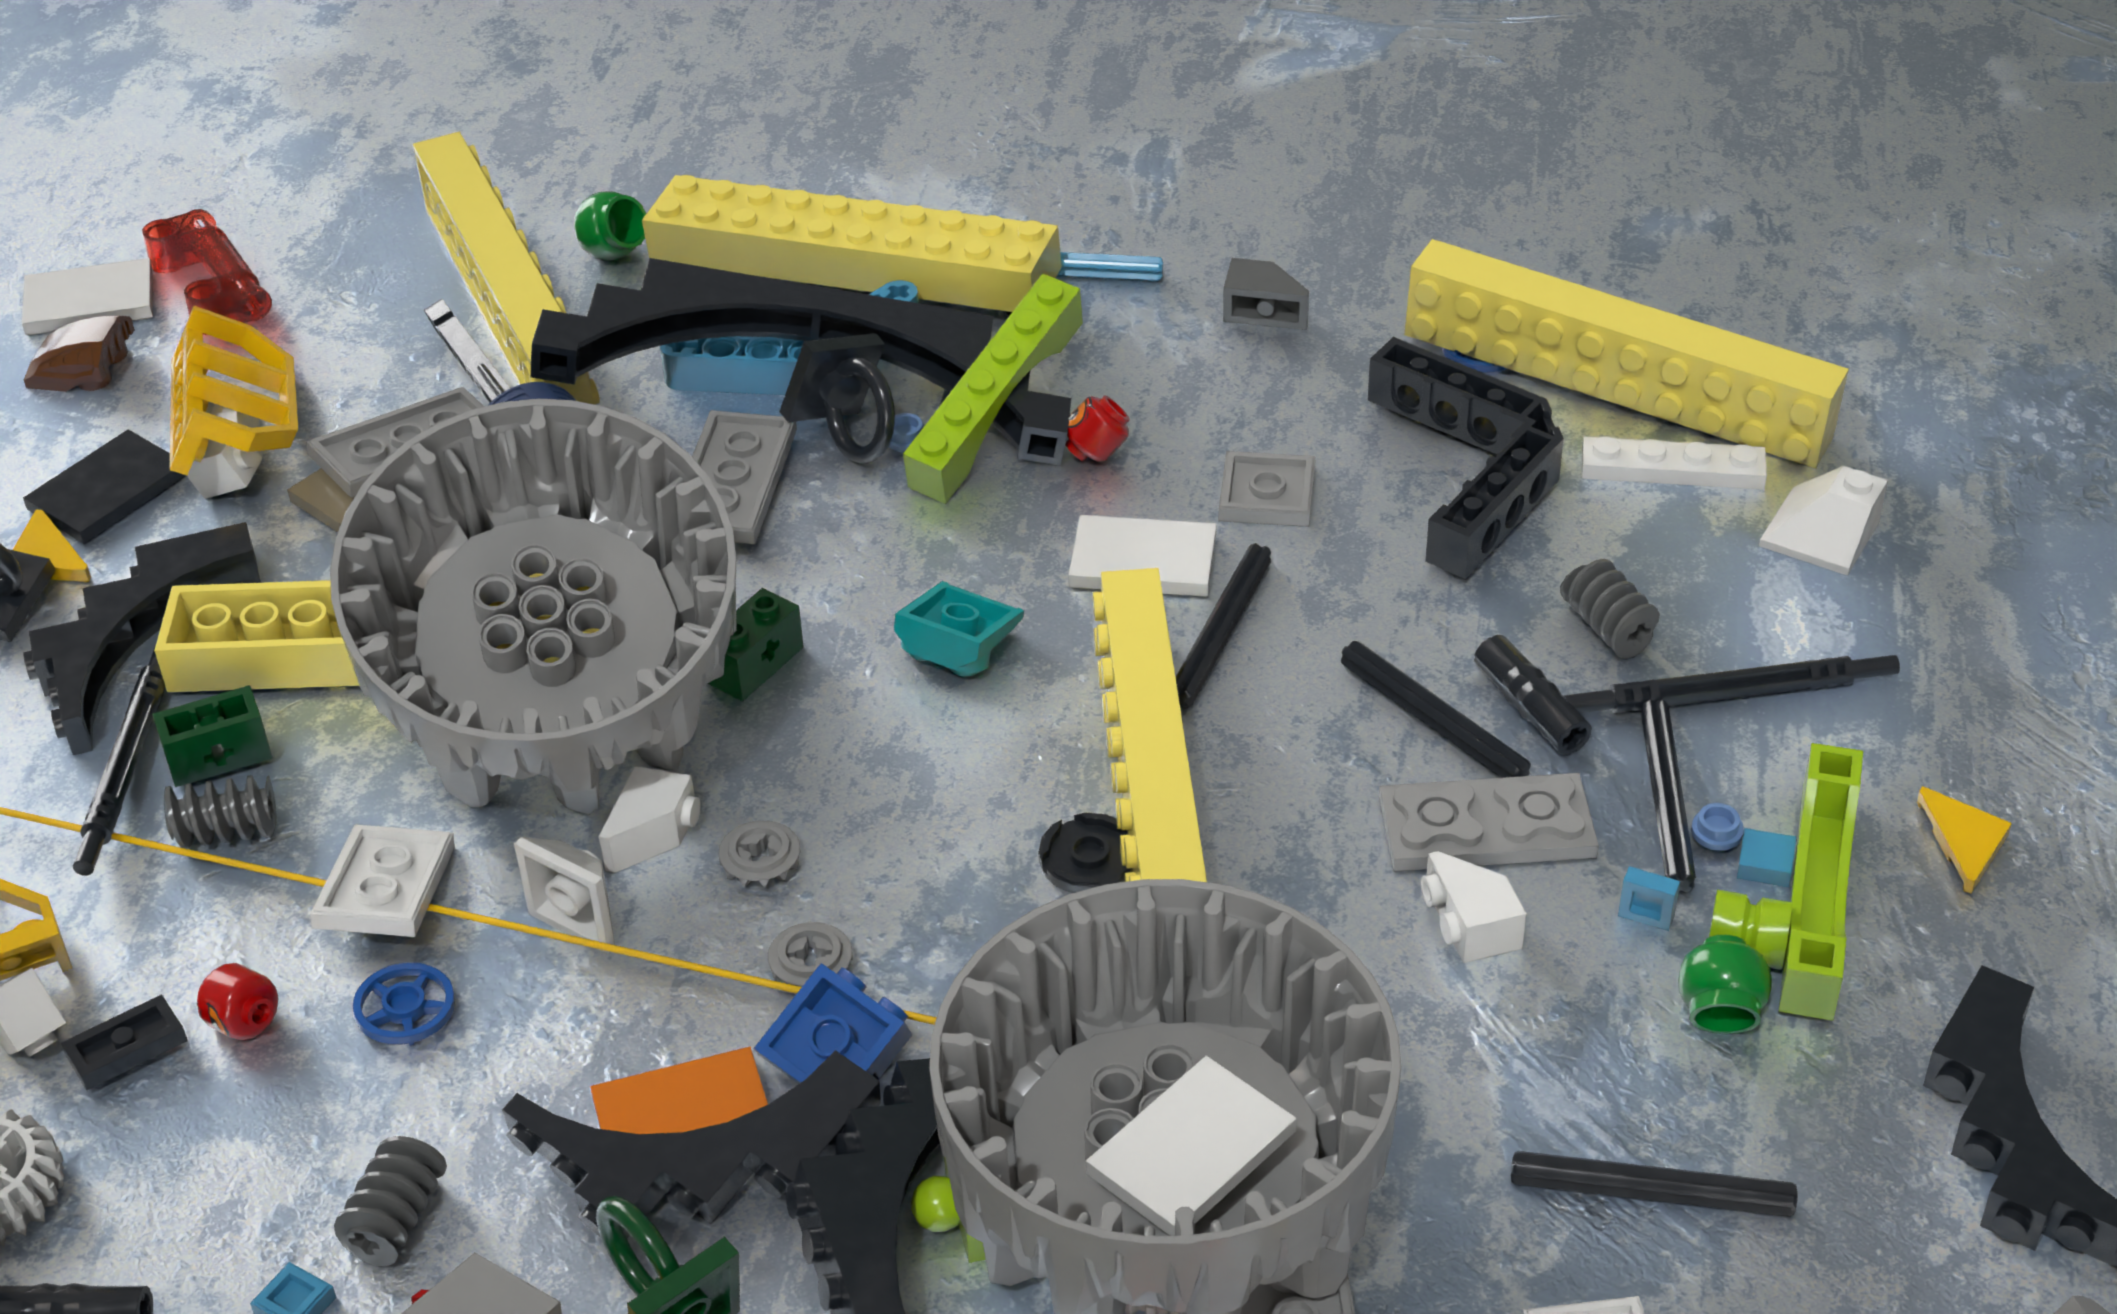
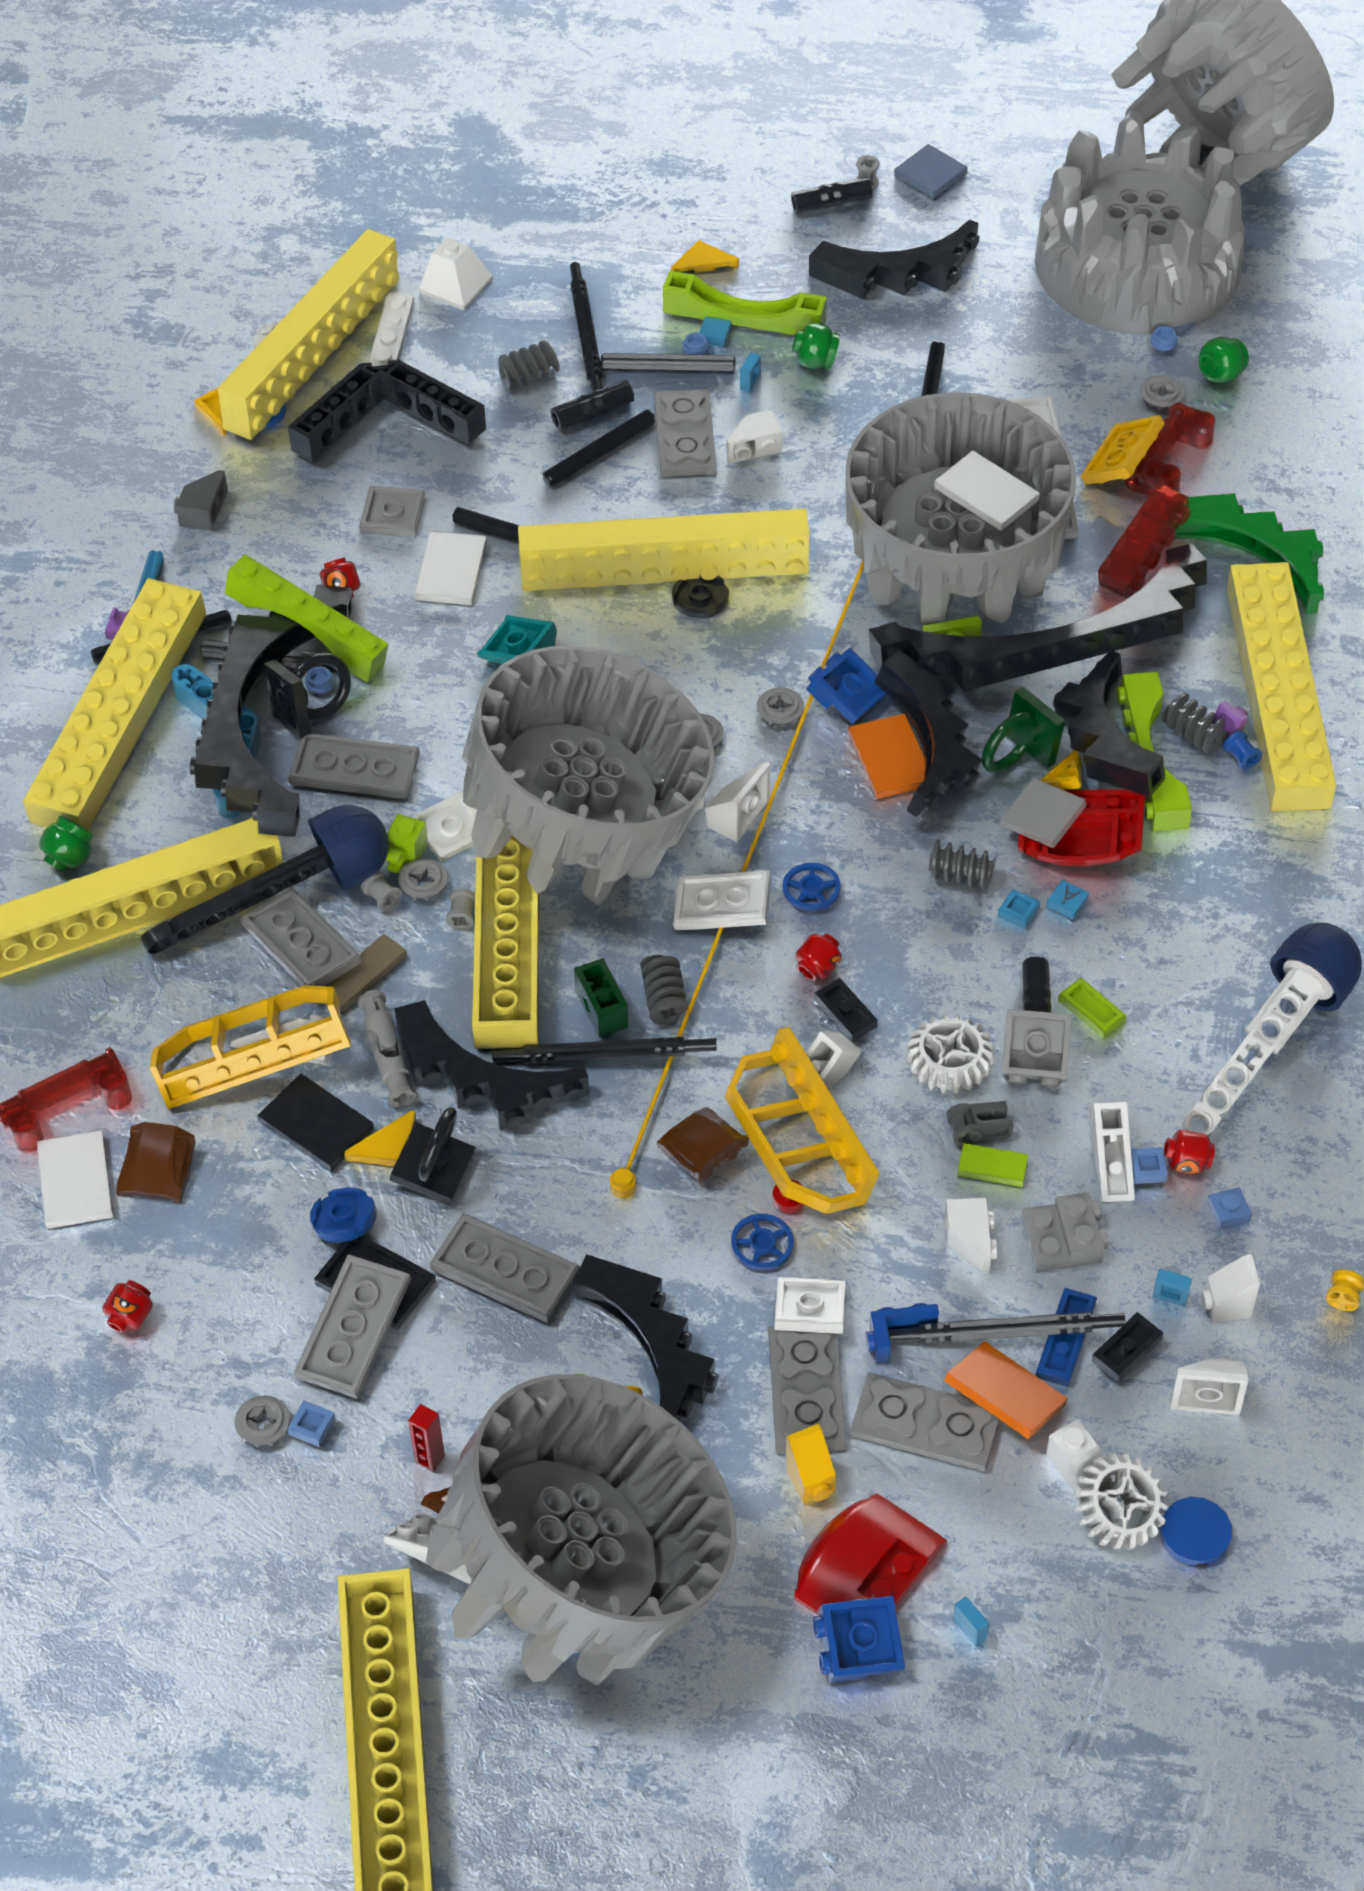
camera: 90 degrees left, 10 degrees up
(261, 523) = (381, 1031): none -> light grey piece
(1760, 925) = (775, 336): lime wheel -> none

